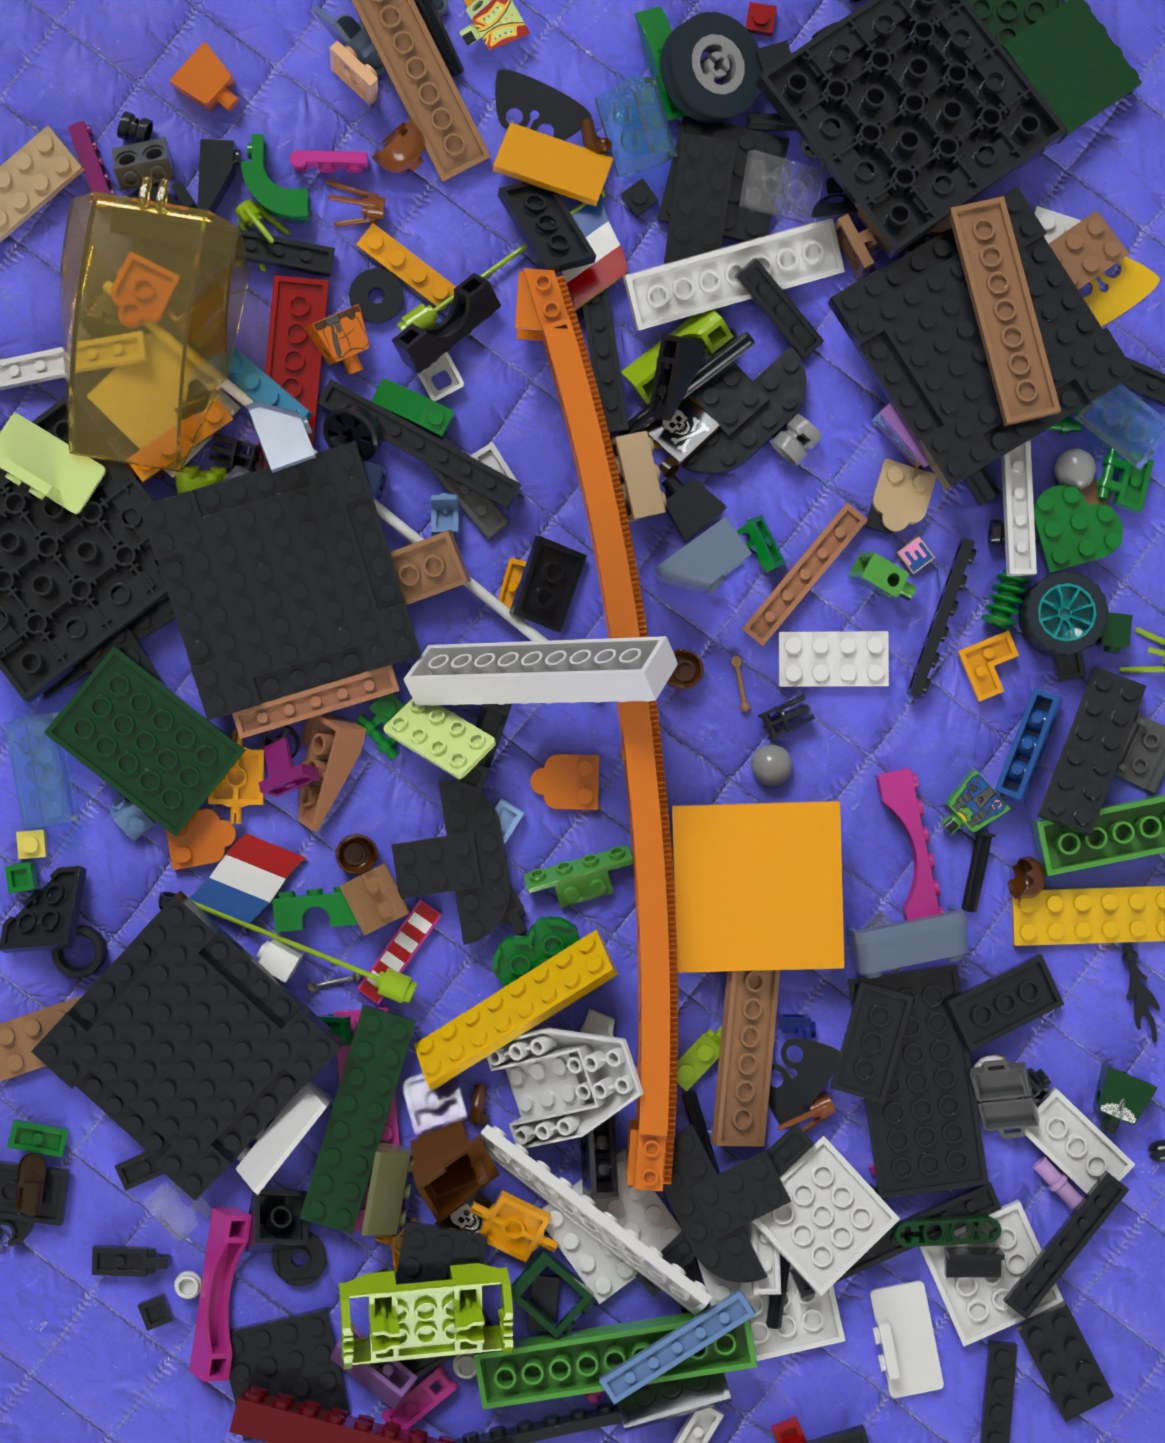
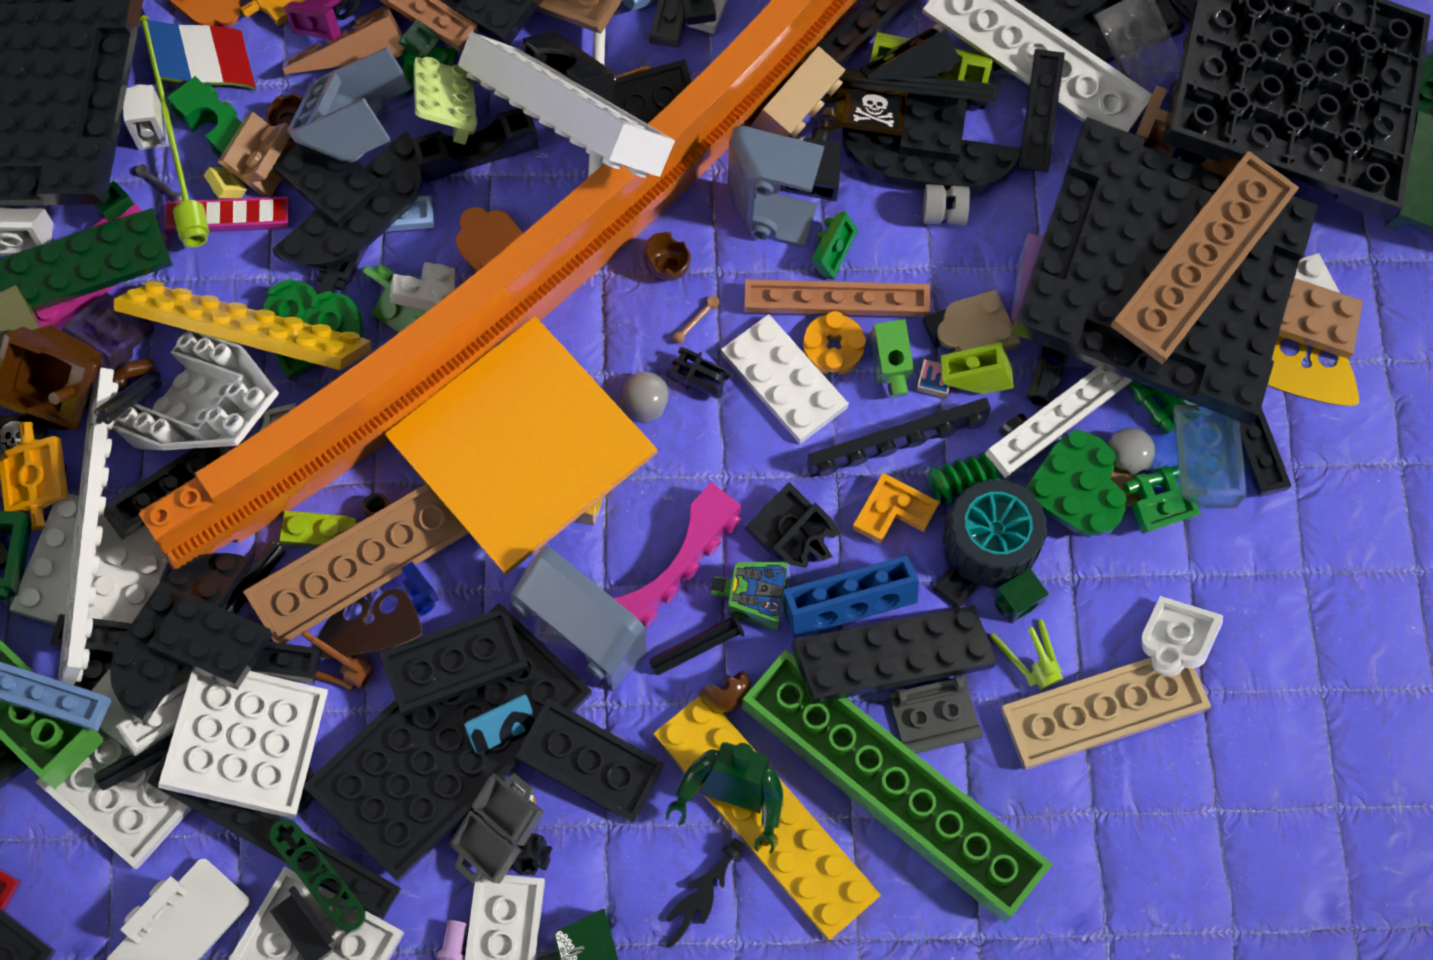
camera: 50 degrees right, 20 degrees down
(370, 715) = (419, 40): none -> clear green plate
(375, 940) = (224, 183): none -> light yellow plate
(384, 826) = (344, 105): none -> sand blue windscreen
(463, 625) = (572, 62): none -> black arch
(513, 1127) = (127, 398): none -> black axle
(586, 857) = (423, 294): none -> white plate
(708, 1007) = (374, 503): none -> black hinge
(847, 613) = (837, 327): none -> light orange plate
(937, 524) = (978, 369): none -> lime slope
(938, 1043) = (500, 724): none -> dark azure slope
(948, 743) = (793, 528): none -> black plate
(1096, 923) = (738, 778): none -> dark green torso

